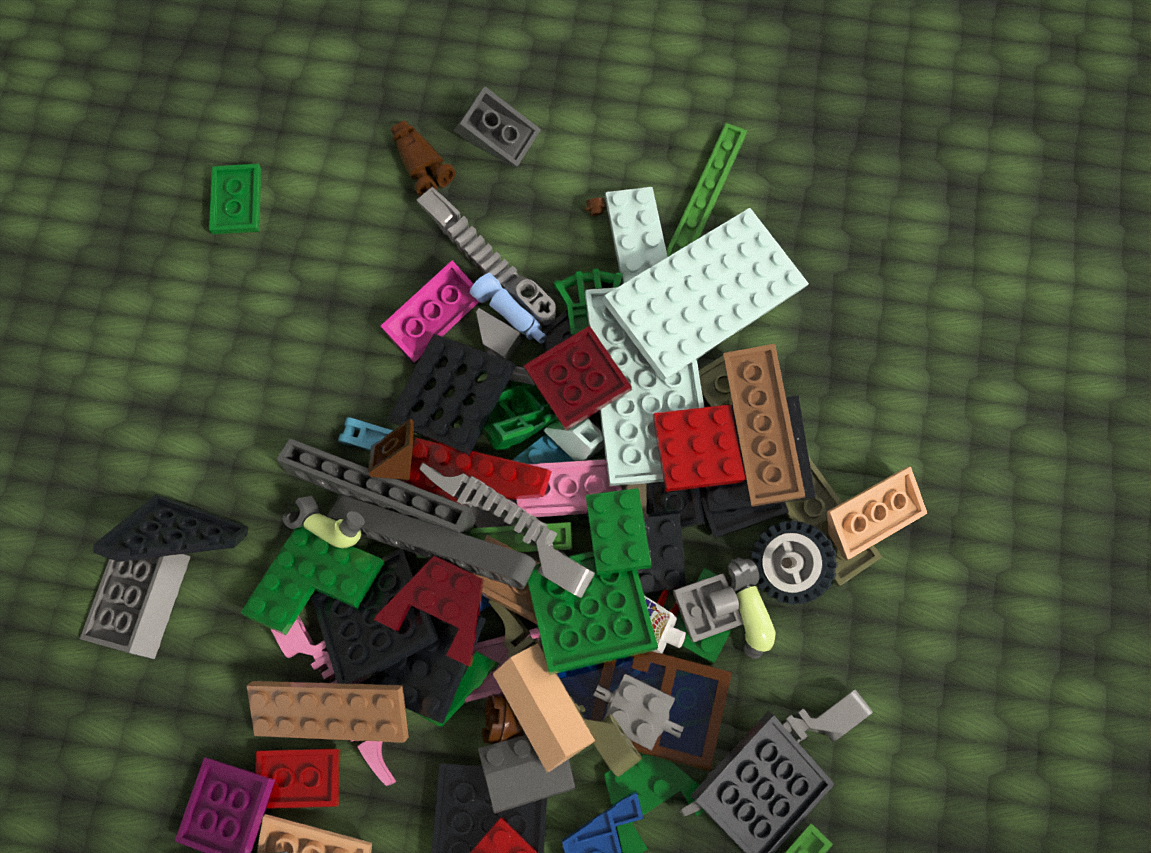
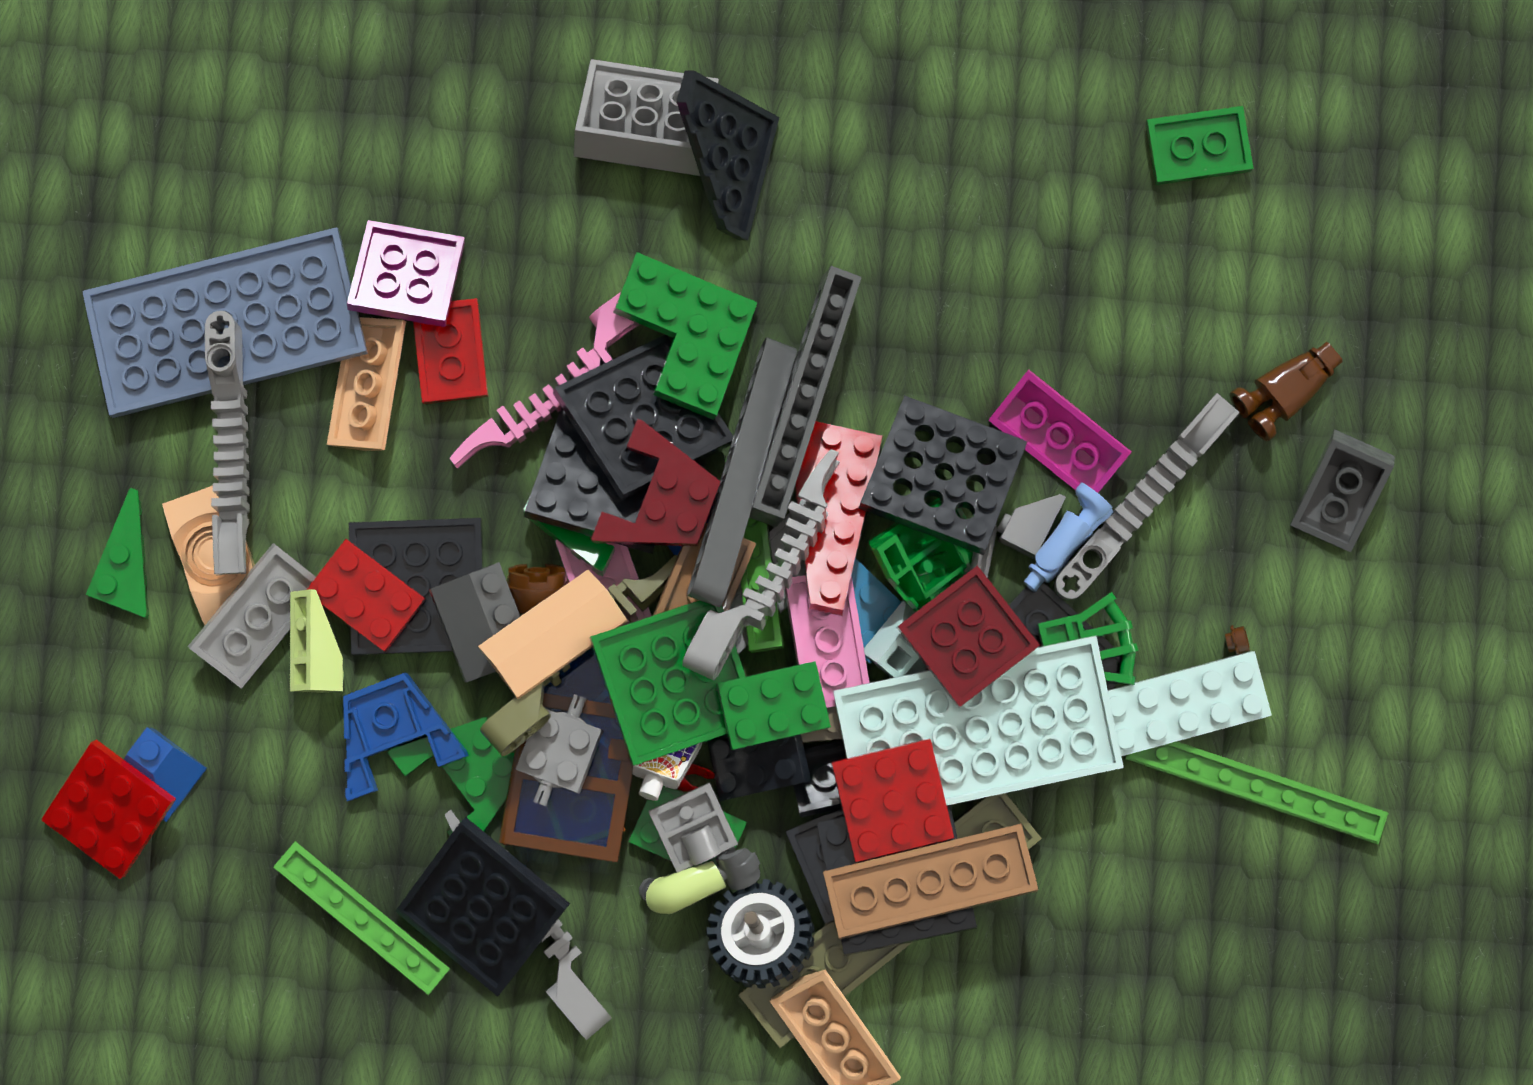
camera: 75 degrees right, 10 degrees up
(328, 711) = (528, 377): medium nougat plate -> none
(338, 533) = (742, 358): piece -> none
(367, 437) = (876, 385): medium azure plate -> none
(393, 454) = (850, 412): reddish brown slope -> none
(704, 293) = (1113, 799): light aqua plate -> none

